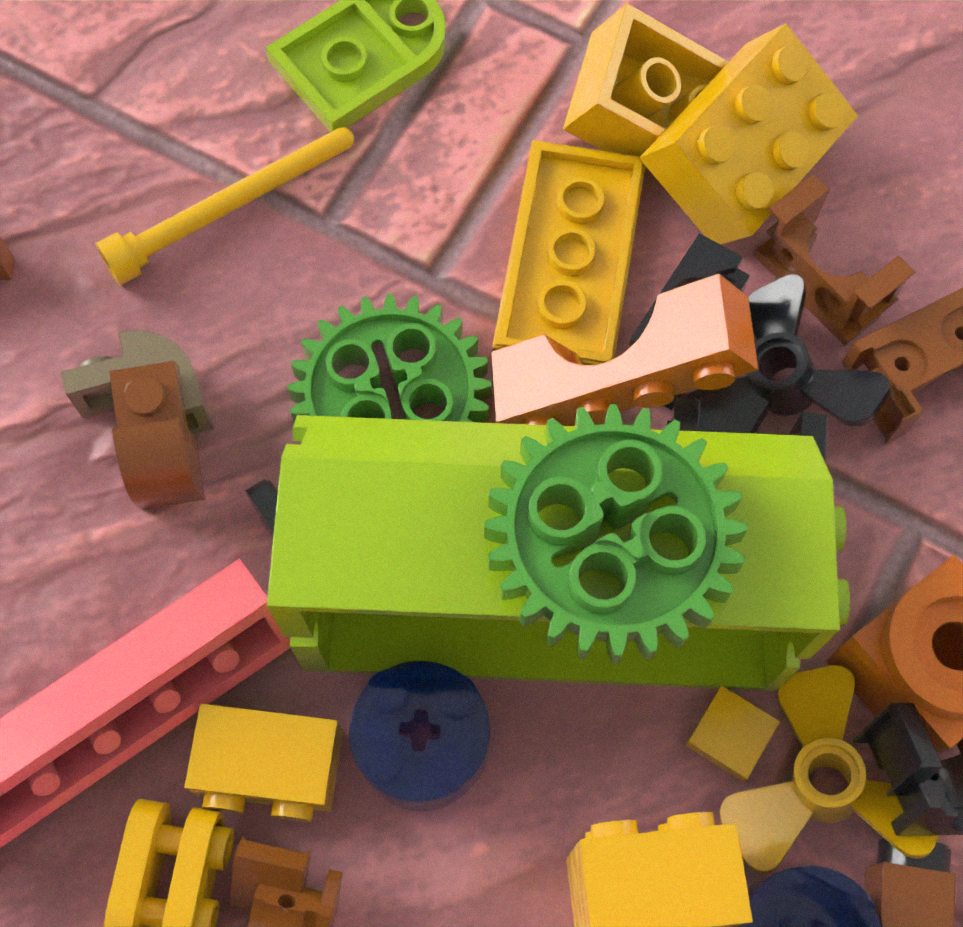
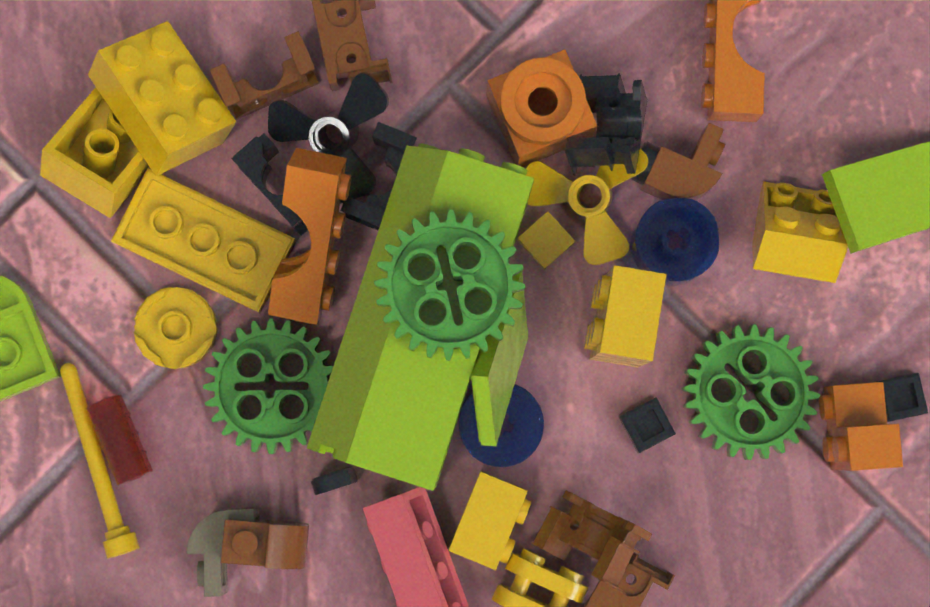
camera: 75 degrees left, 15 degrees up
(263, 218) = (119, 439): none -> clear red axle
(438, 251) = (175, 328): none -> yellow tile
(517, 684) = (497, 372): none -> lime tile

